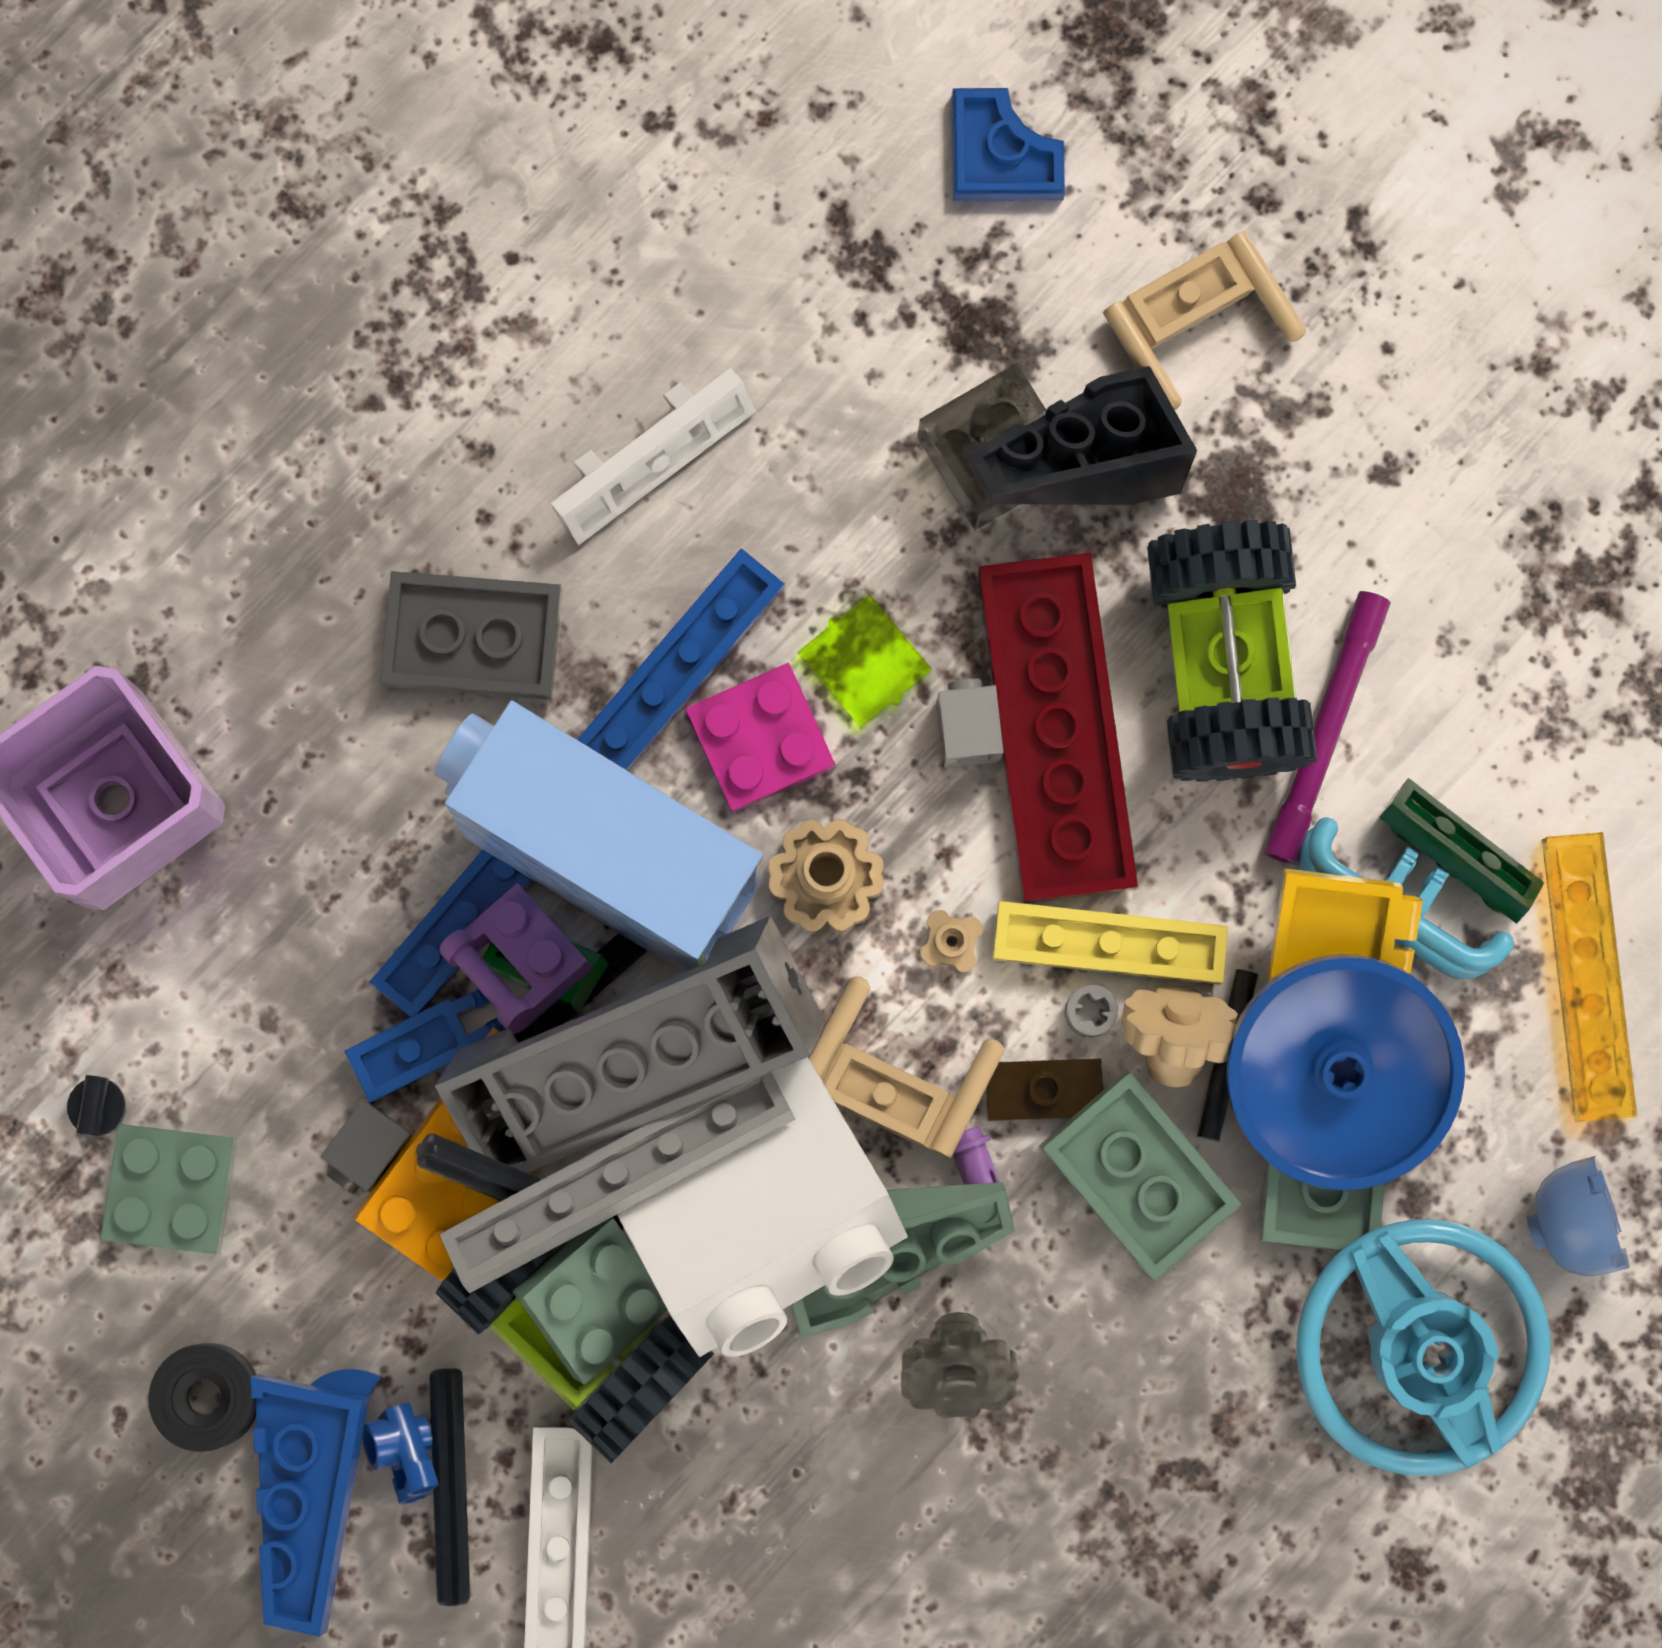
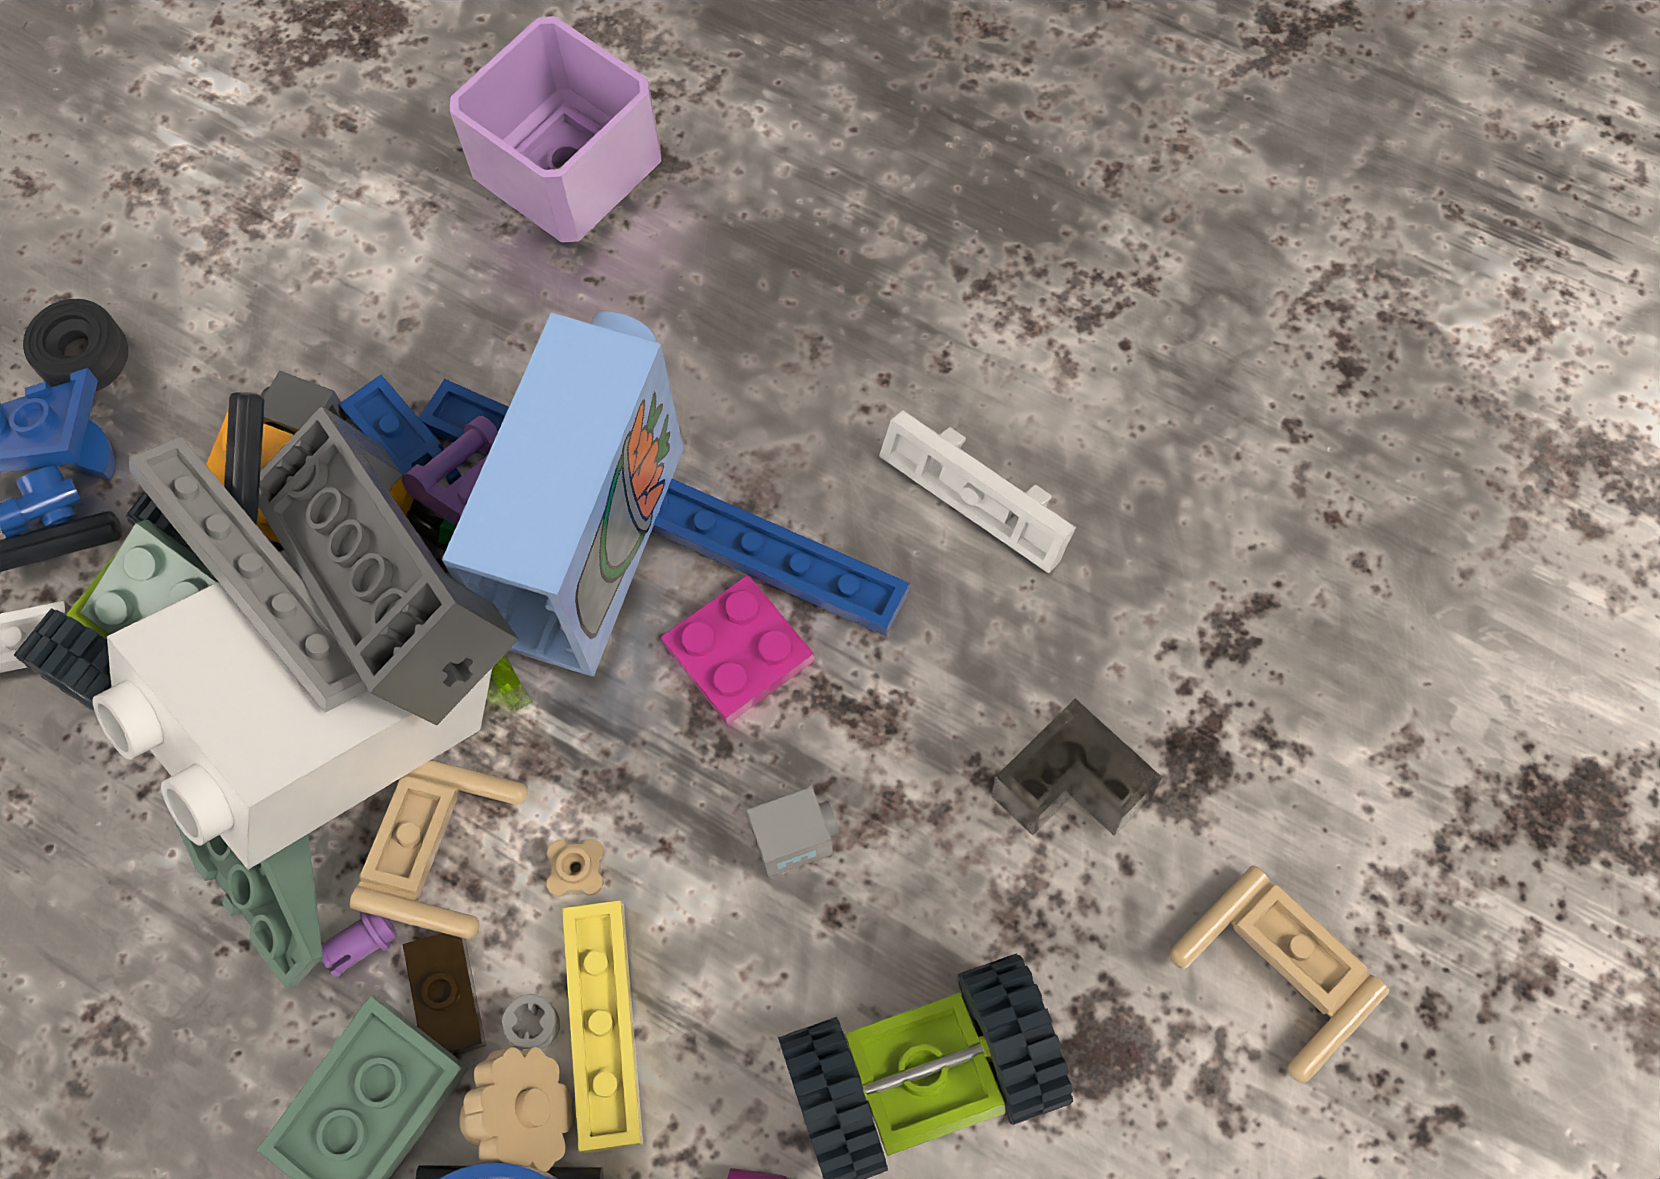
camera: 85 degrees right, 15 degrees down
(96, 1106) = (310, 215): black plate -> none
(169, 1189) = (251, 284): sand green plate -> none
(471, 635) = (771, 388): dark grey plate -> none
(826, 876) = (615, 735): tan plant -> none
(864, 661) = (835, 726): clear neon green piece -> none
(959, 1369) = (147, 966): clear smoke plant -> none
(999, 154) = (1378, 732): blue tile -> none
(1057, 728) = (809, 920): dark red plate -> none
(1100, 448) = (1102, 885): black wedge -> none

